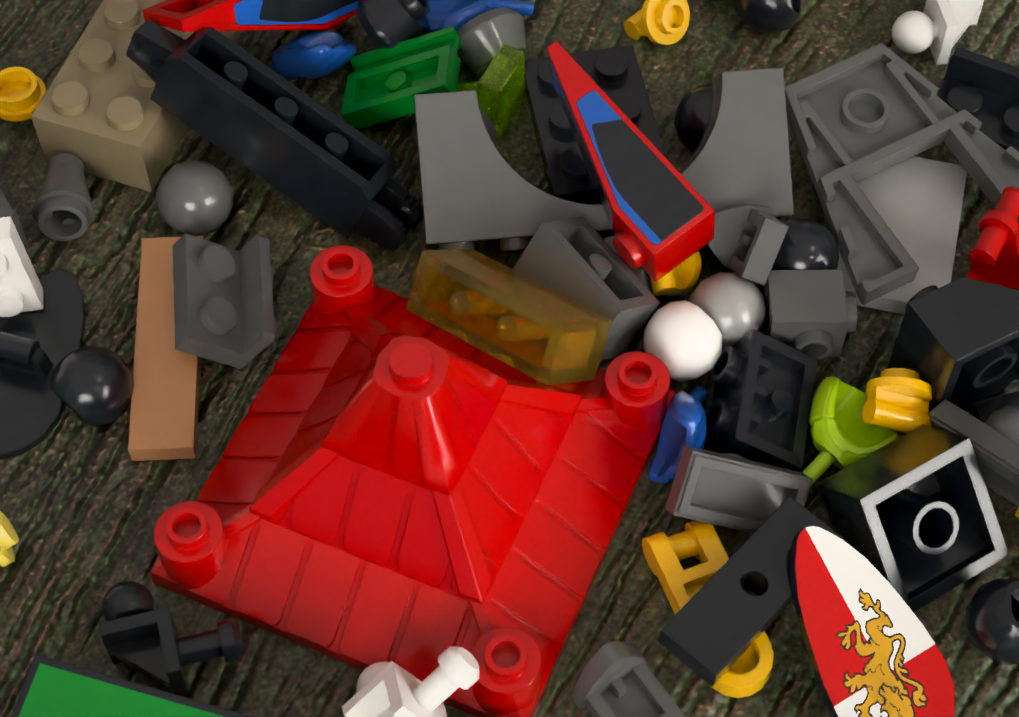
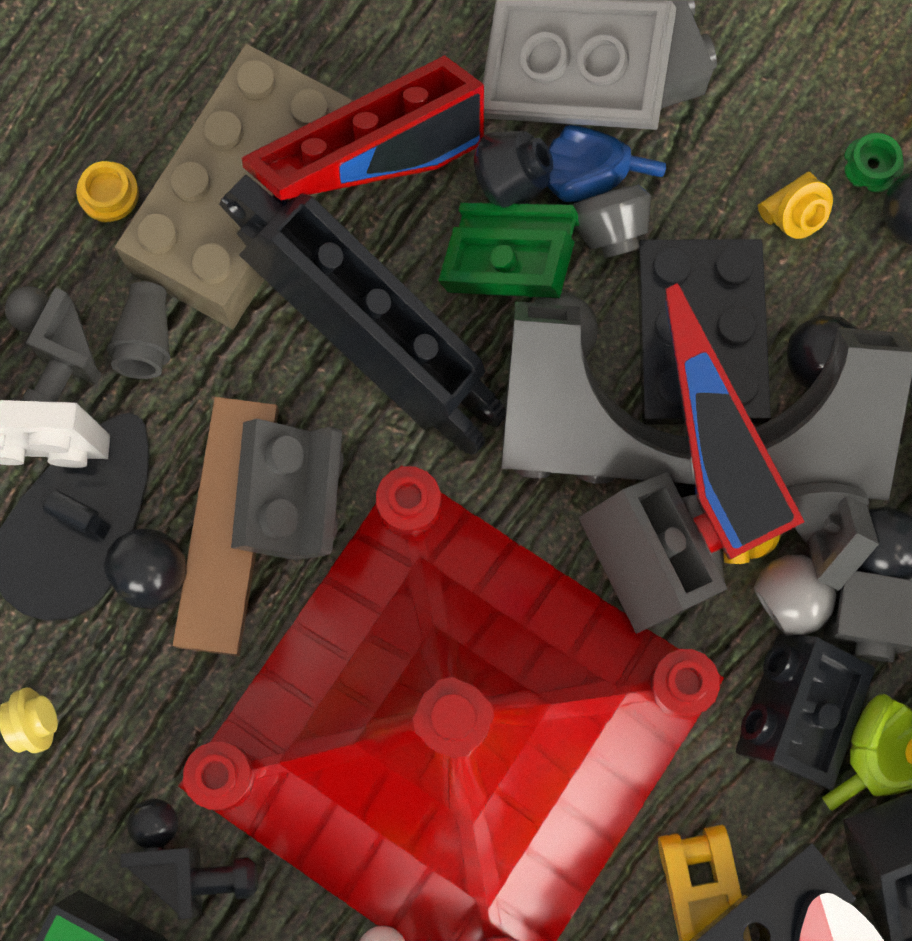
camera: 10 degrees right, 20 degrees up
(194, 197) = (273, 359): dark grey piece -> none
(312, 55) = (415, 198): blue piece -> none
(501, 87) = (603, 280): clear neon green tile -> none
(509, 316) = (570, 581): clear yellow brick -> none
(681, 426) = (718, 735): blue piece -> none
(683, 340) = (740, 627): white piece -> none
(732, 489) = (759, 816): dark grey tile -> none

